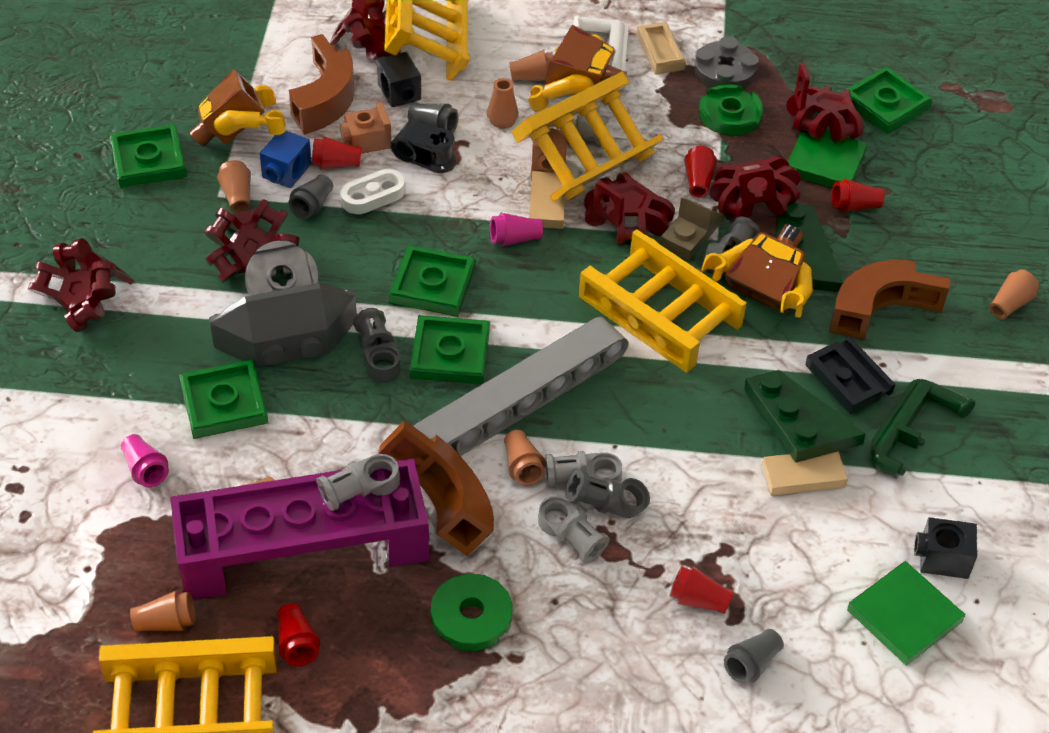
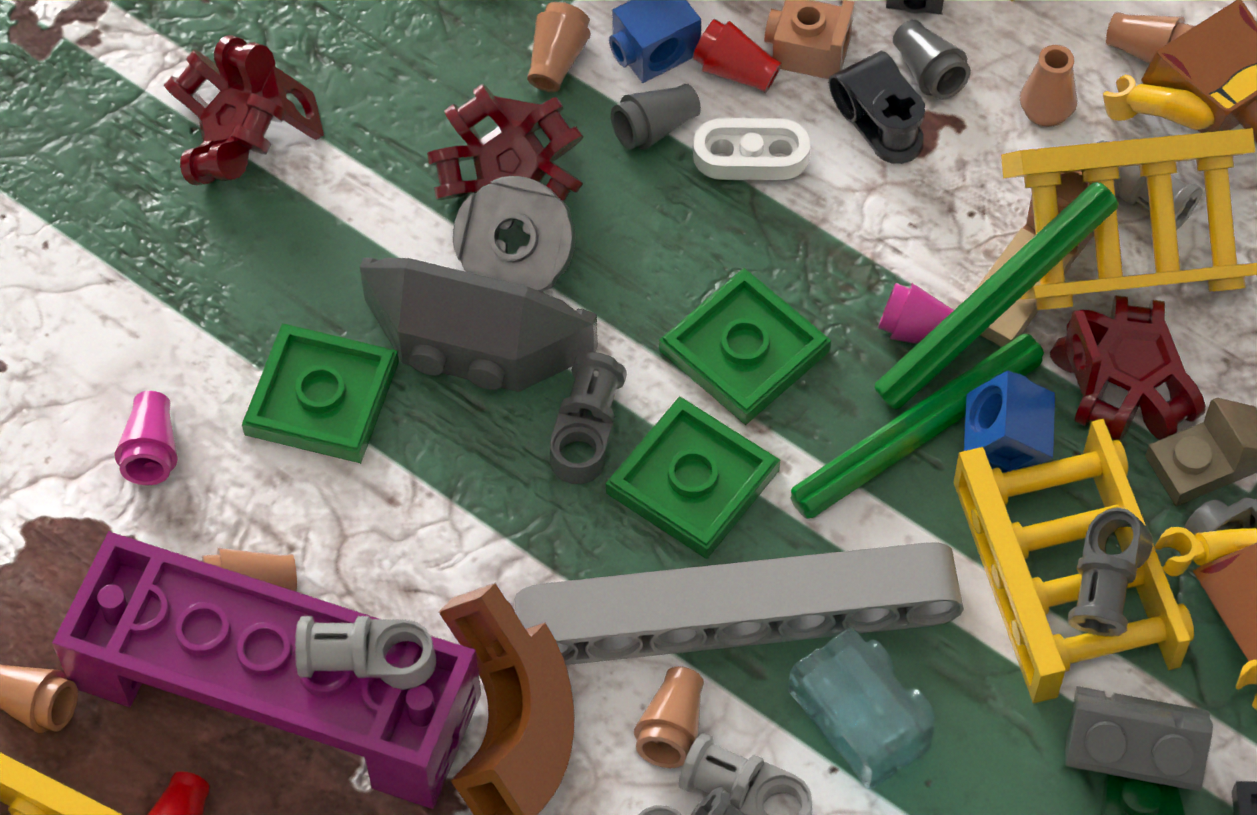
camera: 35 degrees right, 10 degrees up
(544, 279) = (909, 429): none -> green axle
(548, 198) = (996, 295): none -> green axle
(592, 248) = (1011, 422): none -> blue brick
(612, 407) = (863, 706): none -> clear light blue brick
(690, 291) = (1107, 575): none -> dark grey connector
(751, 357) = (1138, 738): none -> dark grey brick

